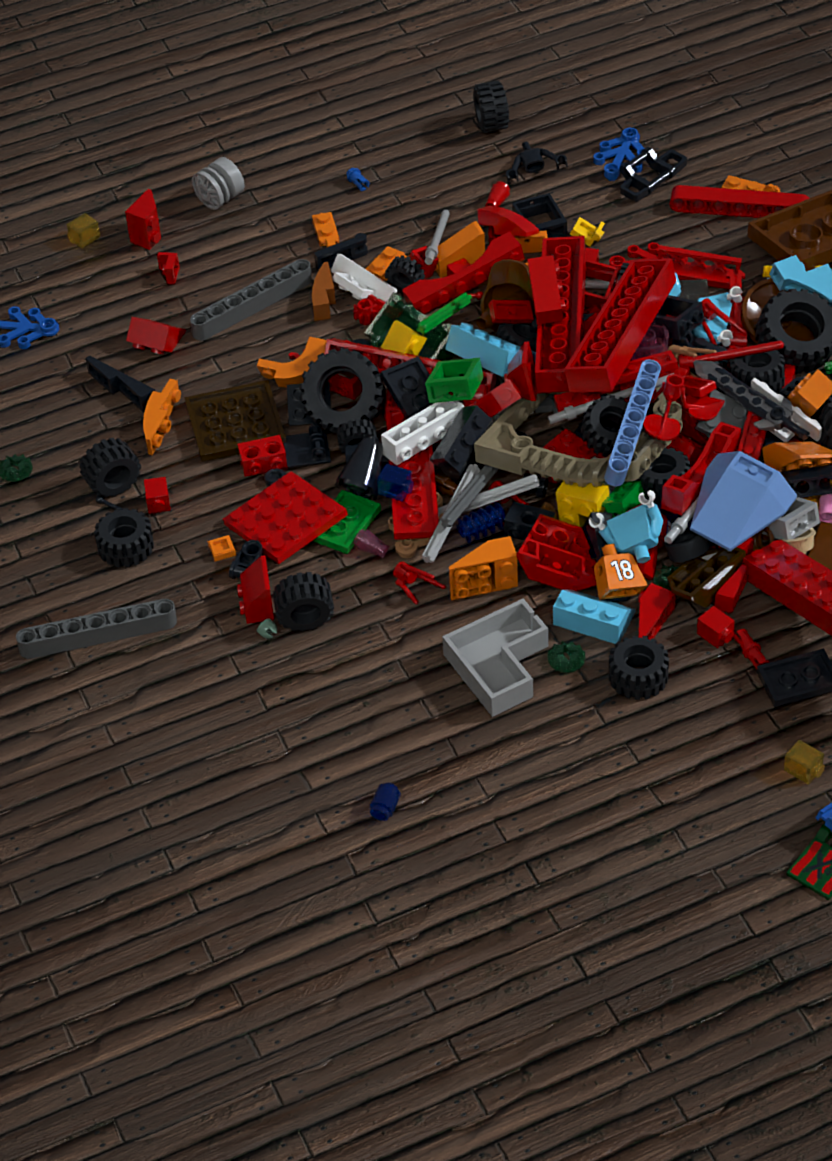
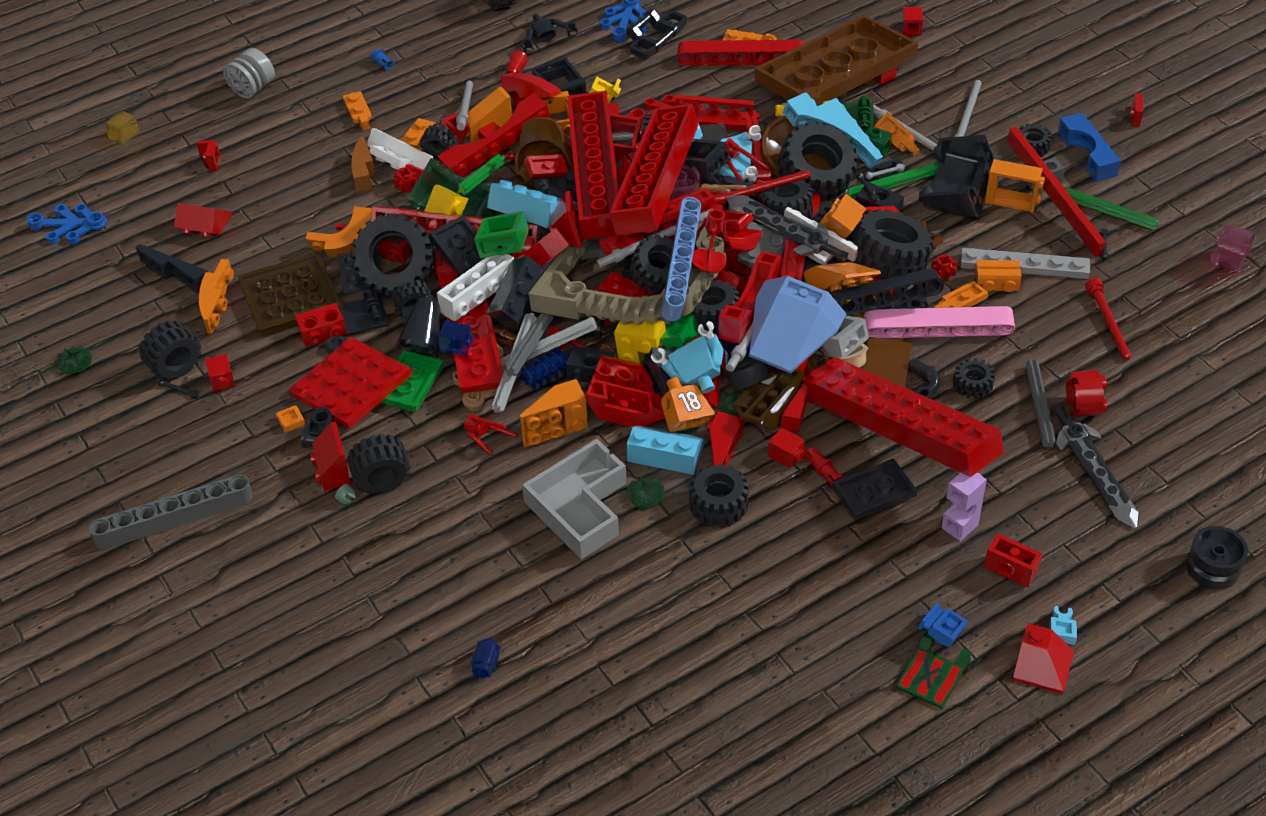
camera: 10 degrees left, 0 degrees up
(124, 537) = (191, 417): black tyre -> none
(143, 221) = (180, 114): red slope -> none
(250, 299) = (292, 178): dark grey beam -> none
(352, 249) = (378, 122): black plate -> none
(370, 543) = (437, 399): clear pink cone -> none
(546, 289) = (579, 141): red wedge -> none
(804, 762) = (895, 572): clear yellow brick -> none

